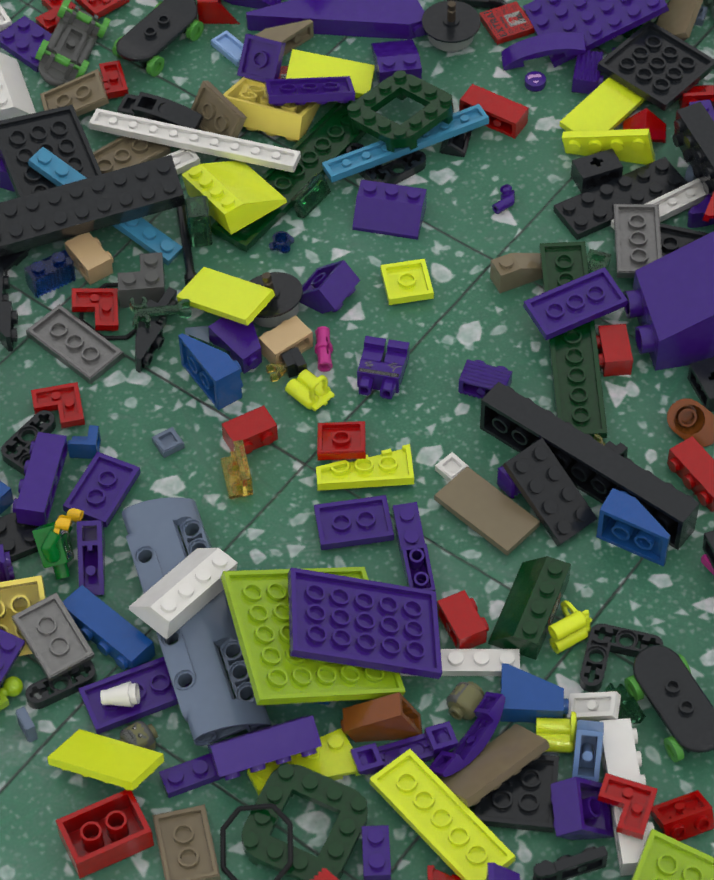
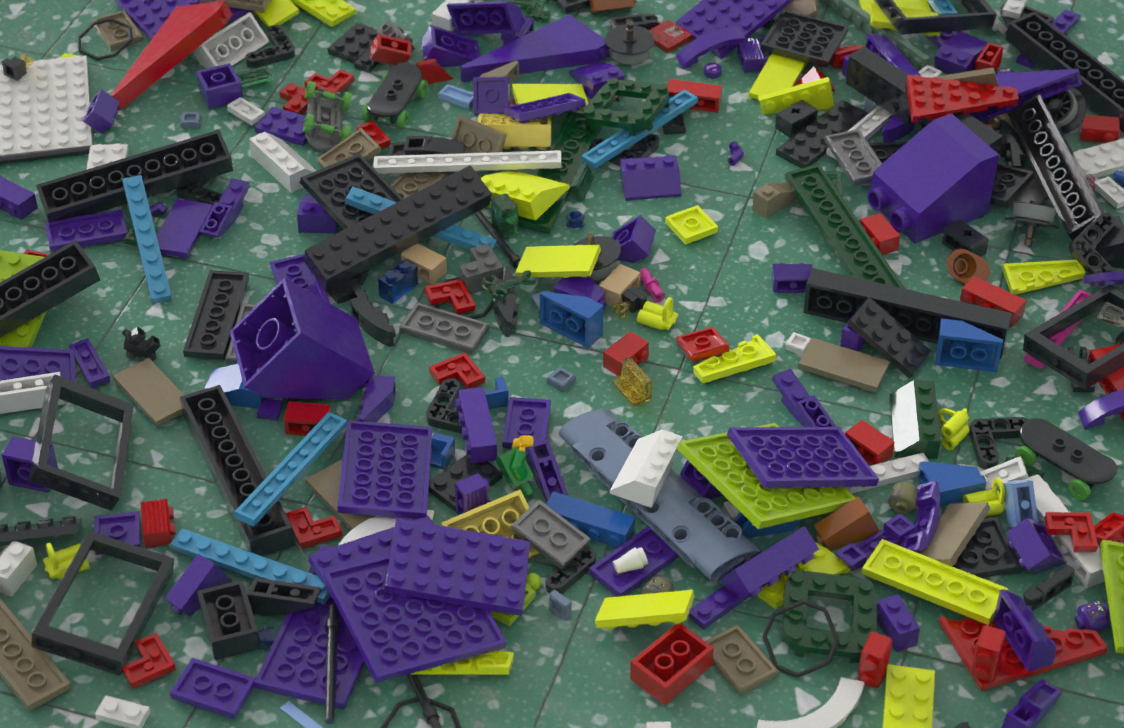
camera: 20 degrees left, 10 degrees down
(353, 522) = (744, 398): dark purple plate -> none
(380, 373) = (705, 287): dark purple hips -> none
(575, 303) = (837, 205): dark purple plate -> none

